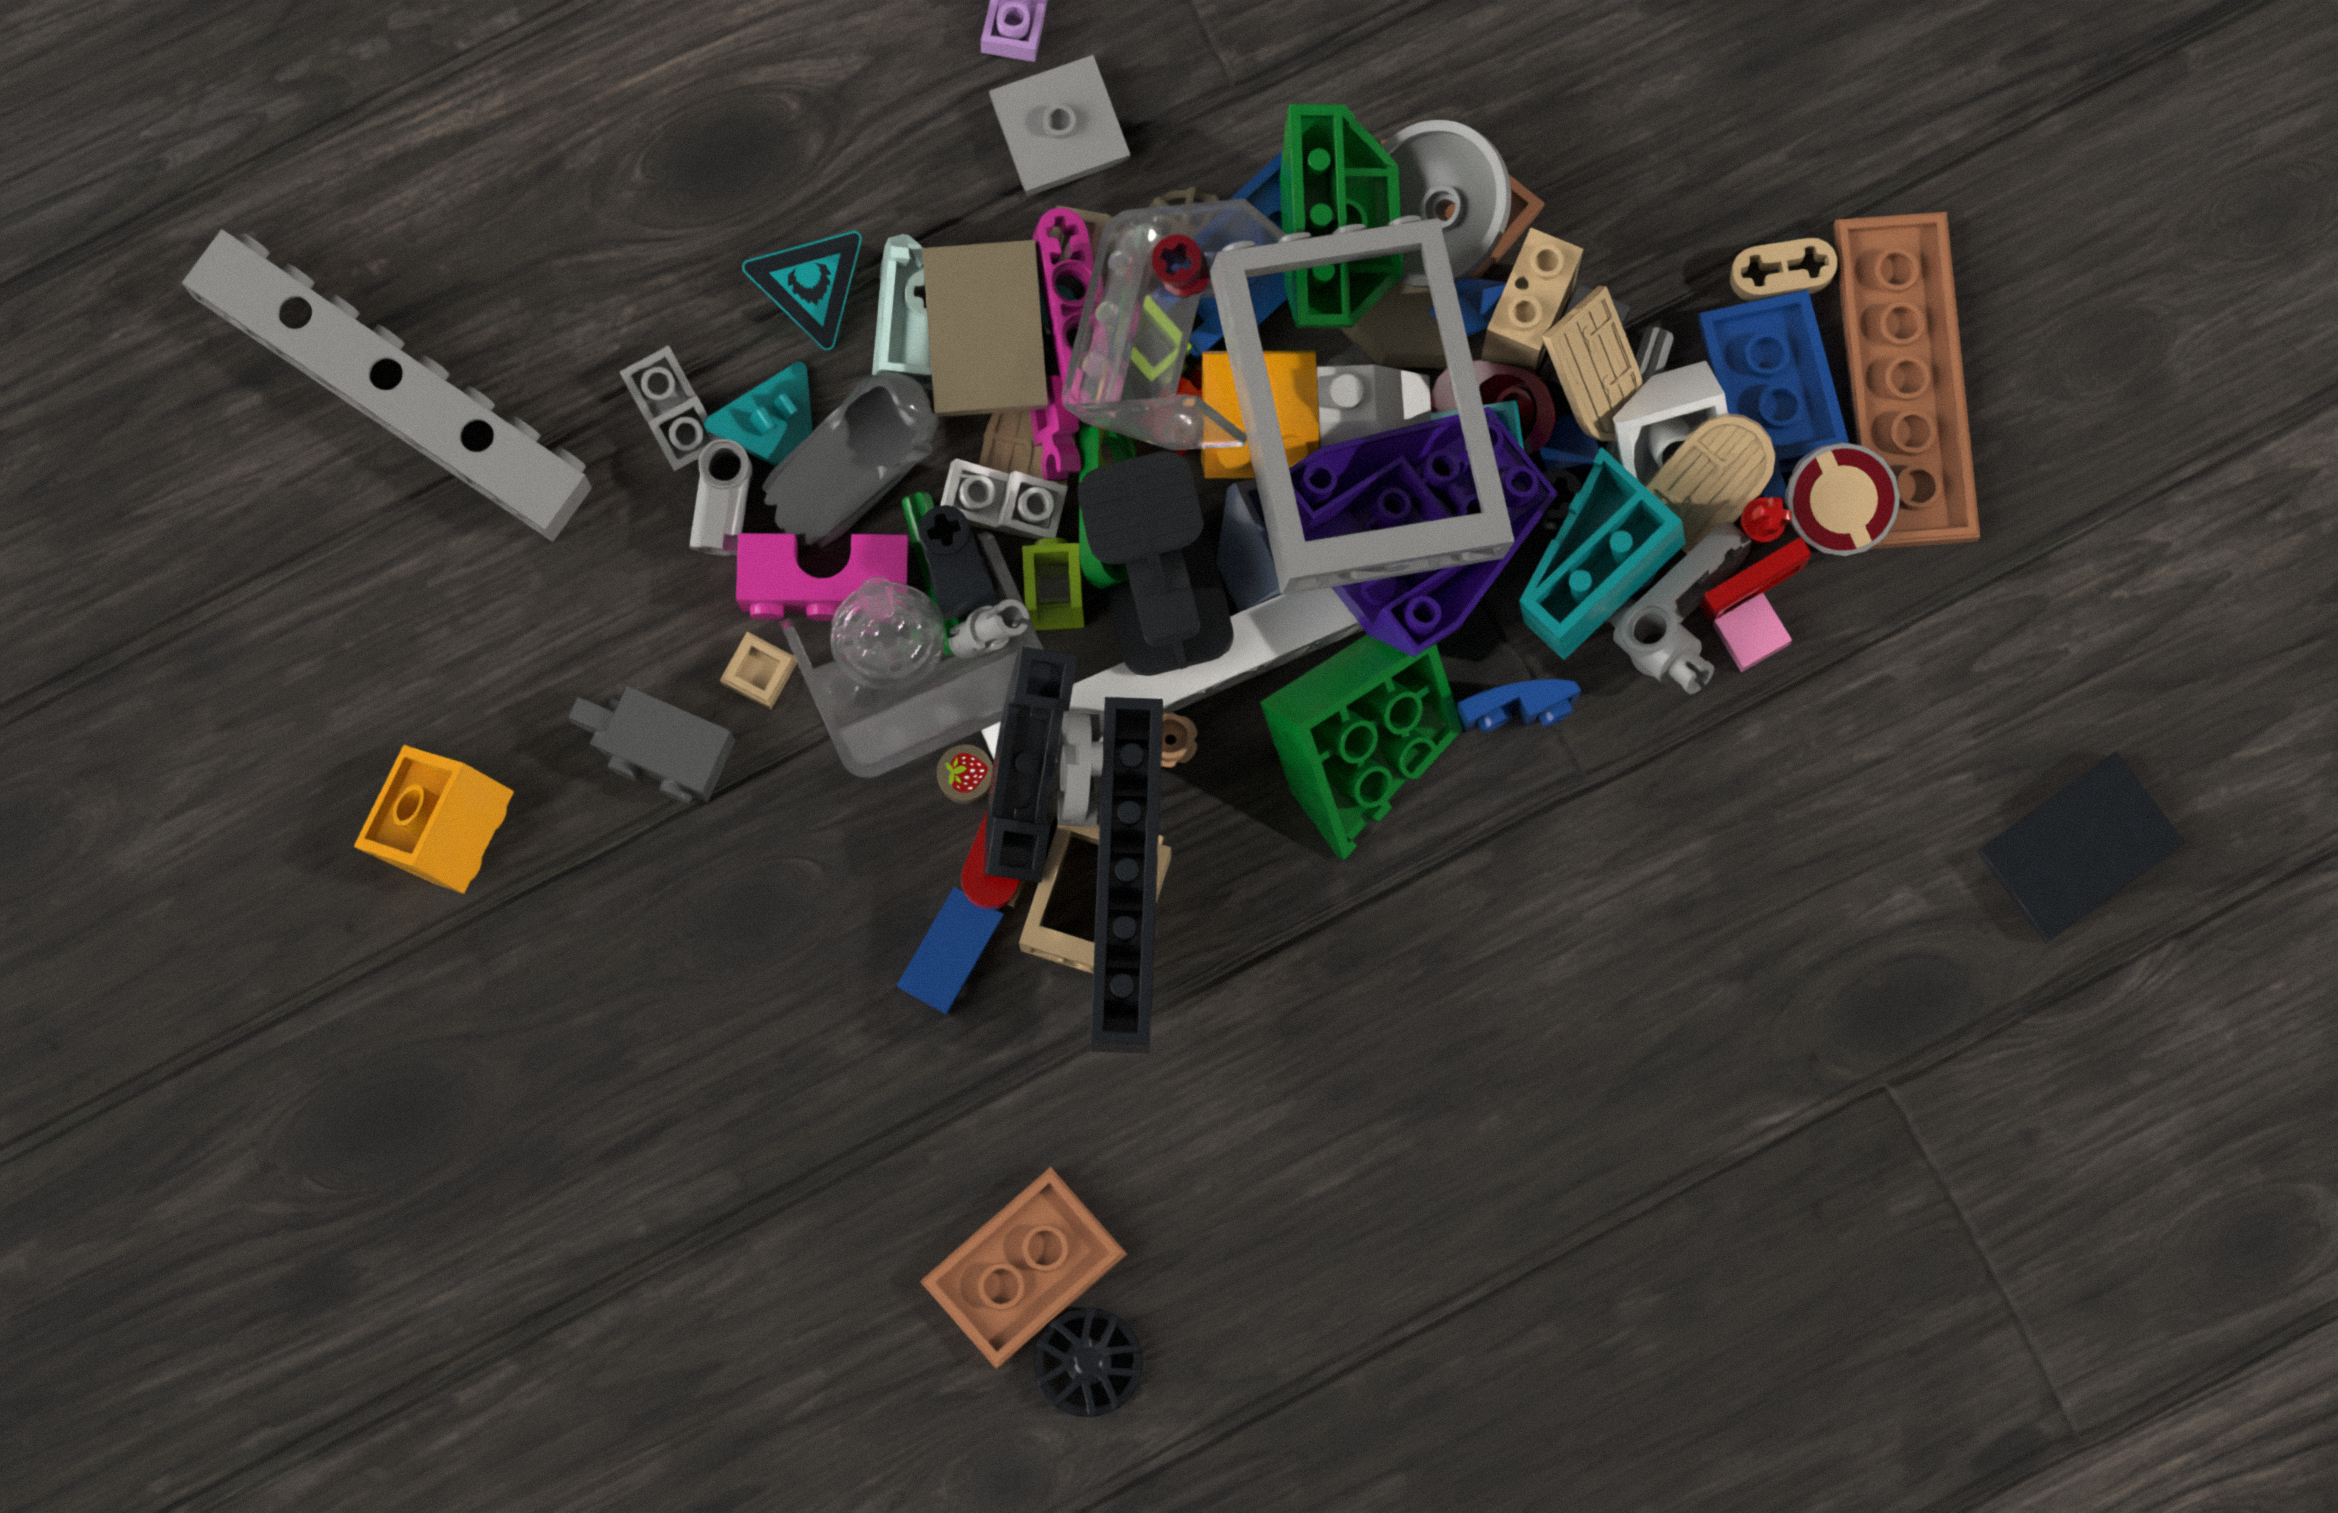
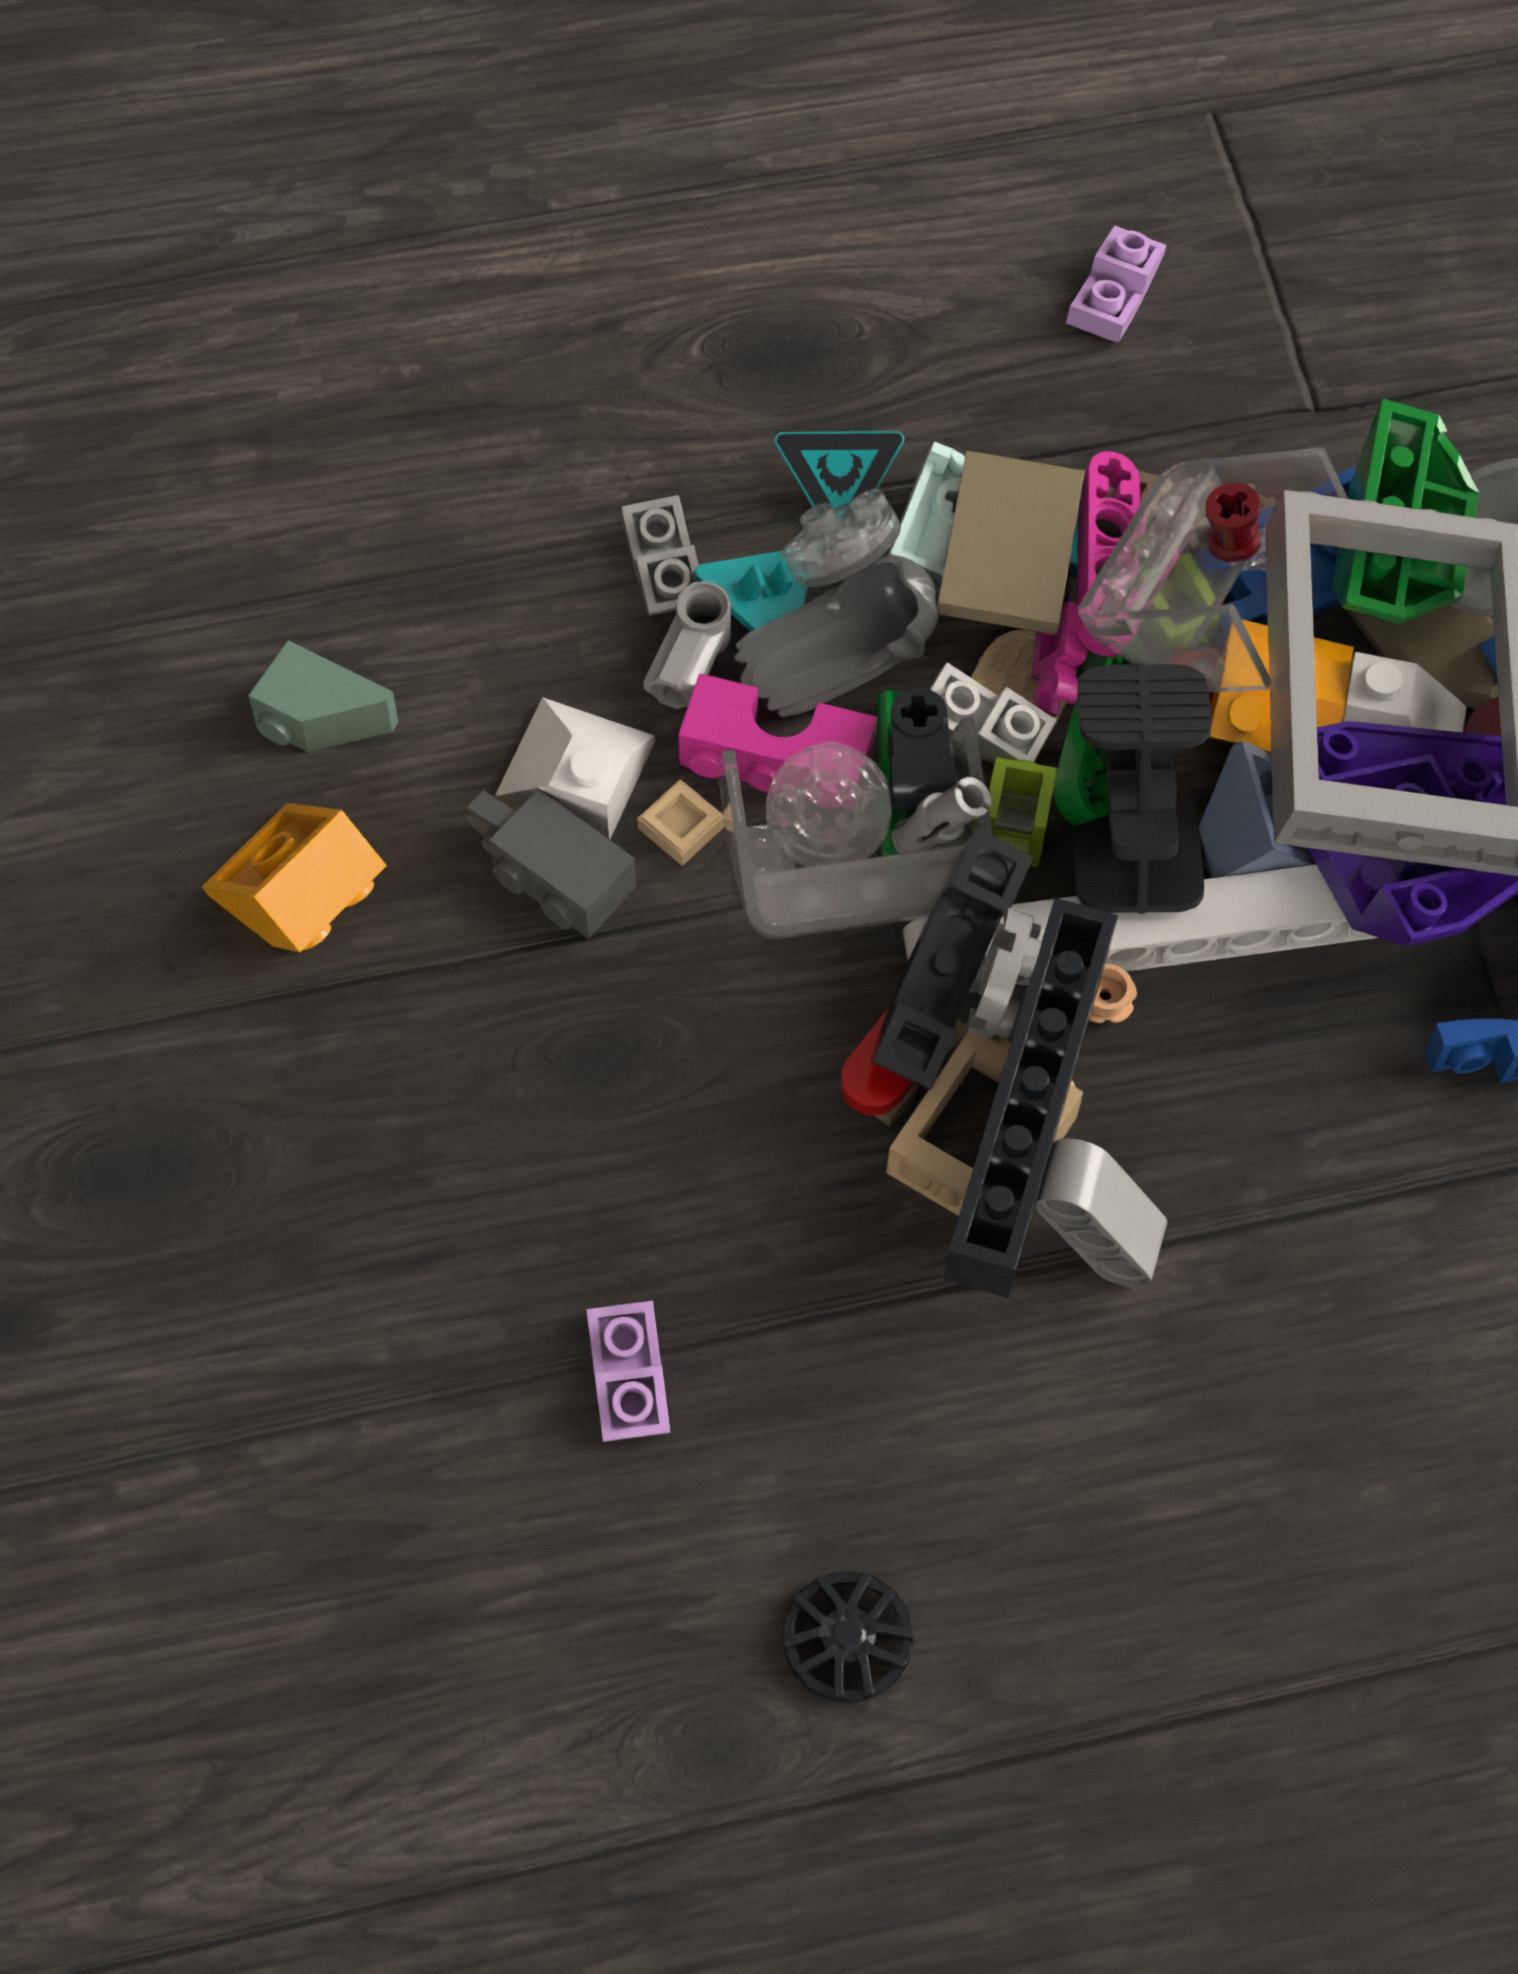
camera: 10 degrees right, 15 degrees down
(401, 645) = (318, 702): none -> sand green slope
(421, 410) = (408, 494): light grey piece -> none
(650, 641) = (578, 763): none -> white slope
(830, 362) = (841, 539): none -> clear tile
(850, 1189) = (628, 1371): none -> lavender slope
(950, 952) = (808, 1150): blue tile -> none
(965, 774) = (872, 974): tile -> none
(1023, 1268) = (800, 1511): nougat tile -> none
(1059, 125) = (1130, 401): light grey plate -> none
(1210, 958) = (1101, 1212): none -> light grey beam
(1359, 732) = (1320, 1033): green wedge -> none

